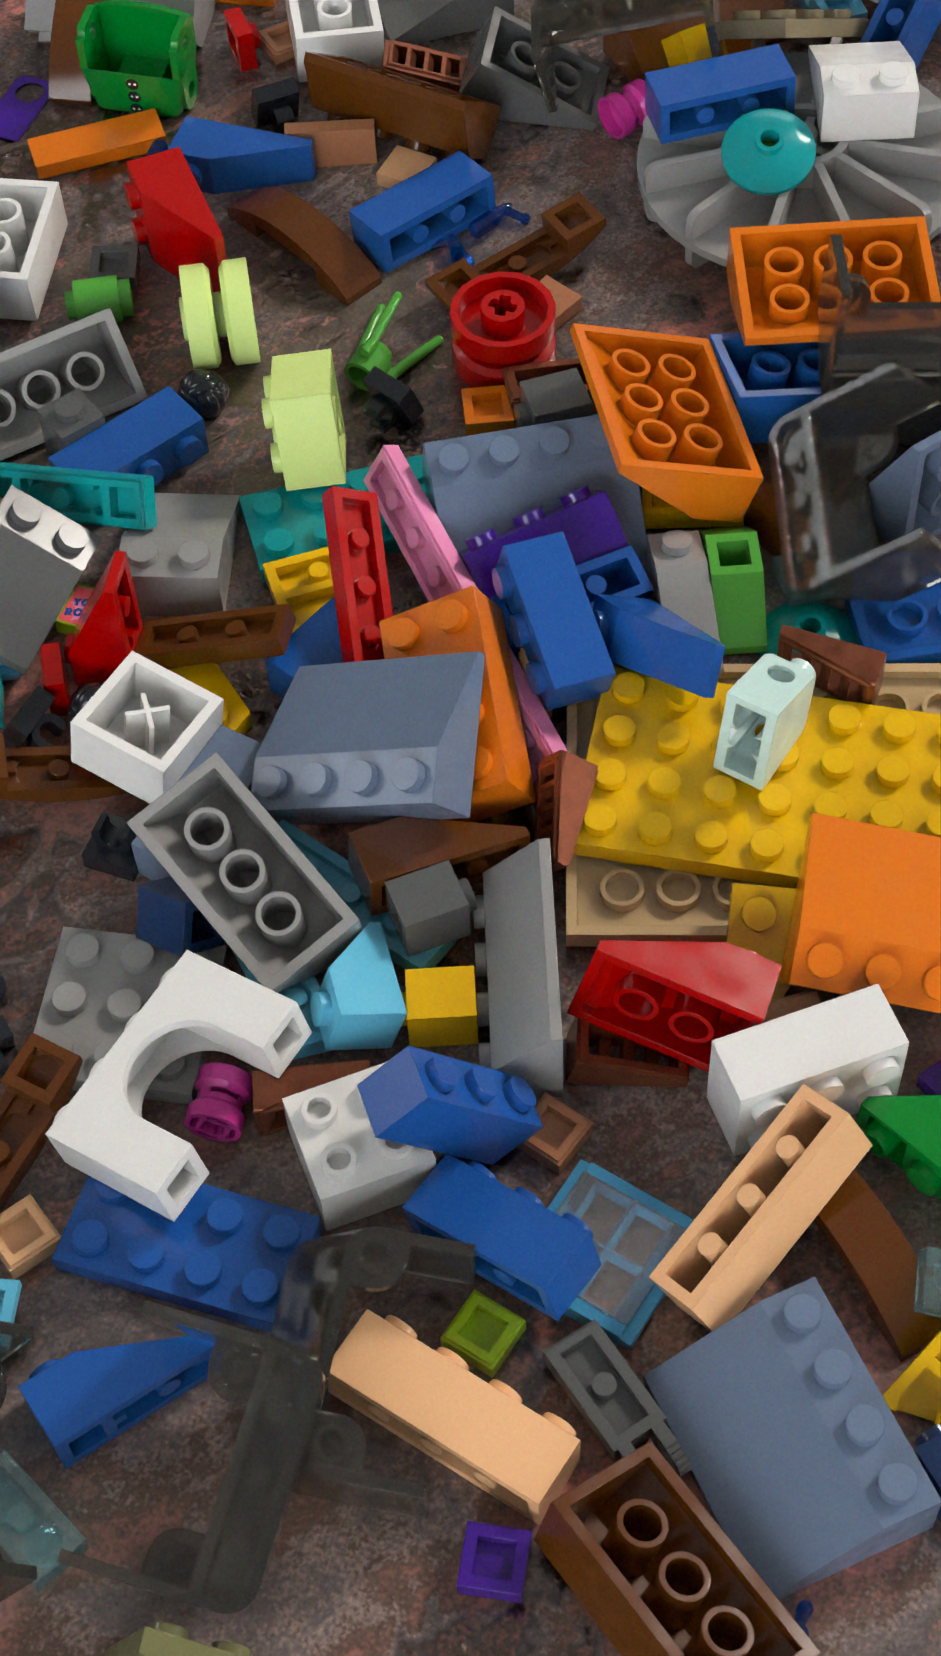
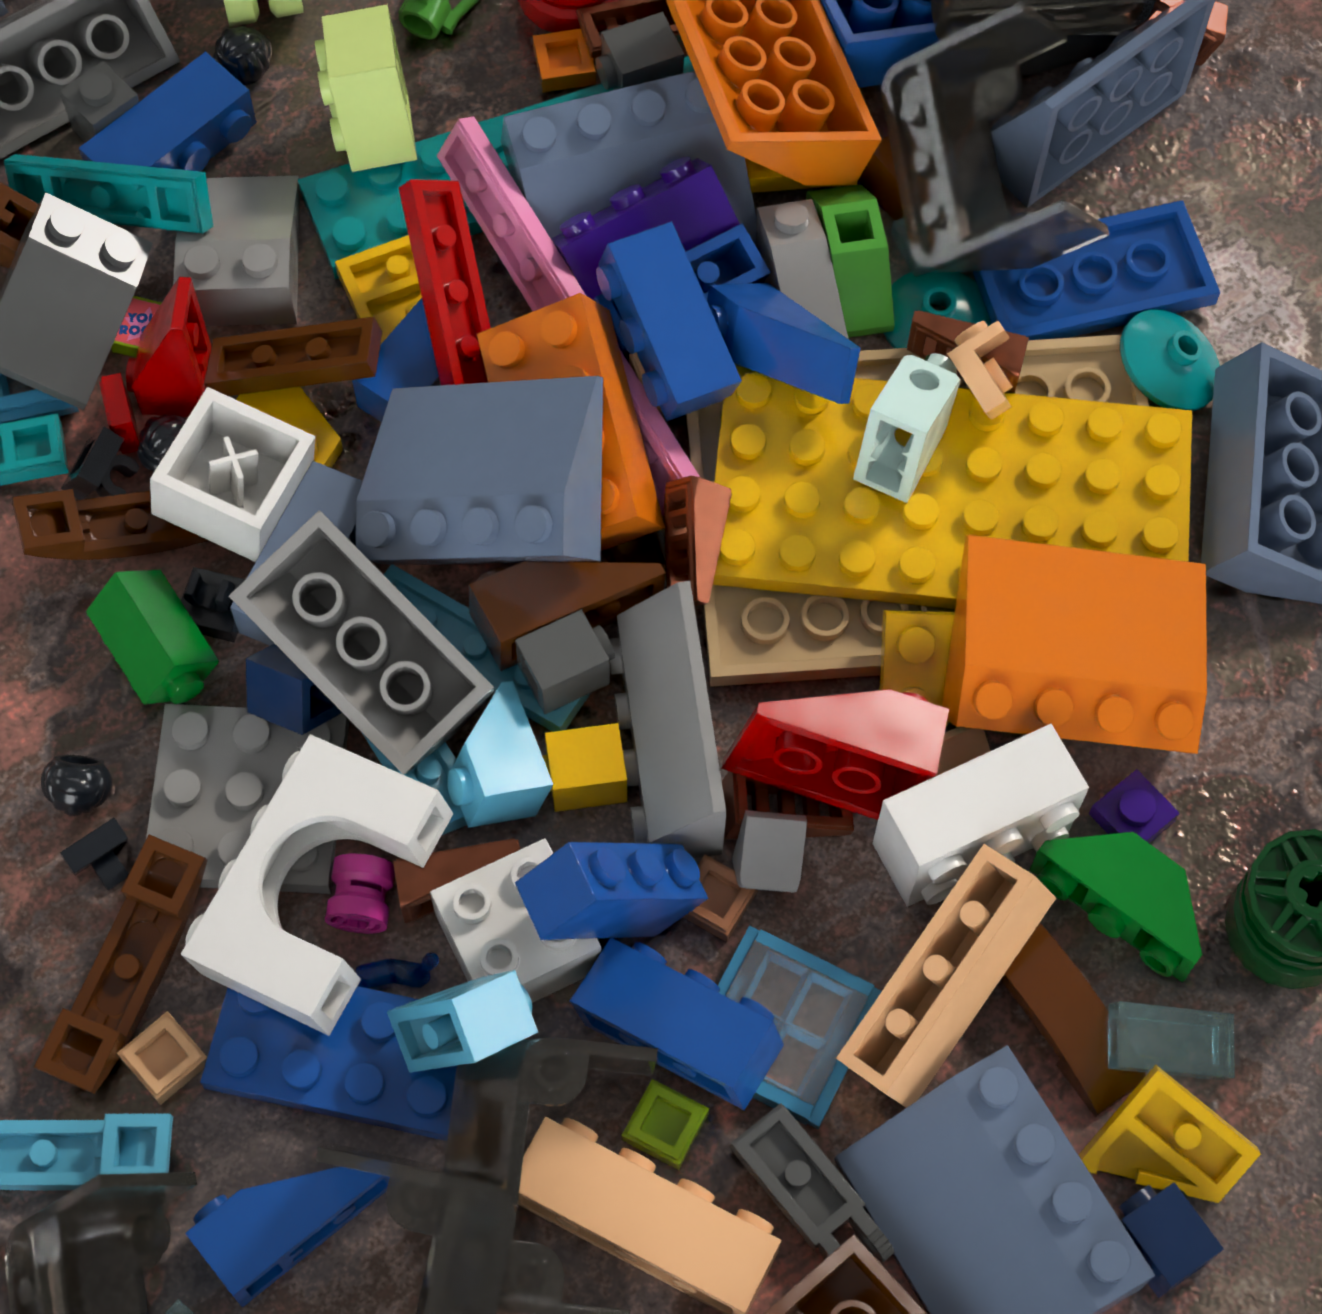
camera: 10 degrees left, 10 degrees up
(58, 866) = (152, 637): none -> green brick
(246, 1176) = (397, 971): none -> clear blue piece
(298, 1211) = (463, 1022): none -> medium azure slope
(389, 400) = (453, 54): black tile -> none
(606, 1090) = (770, 851): none -> light grey slope
(841, 684) = (984, 379): none -> light nougat bracket

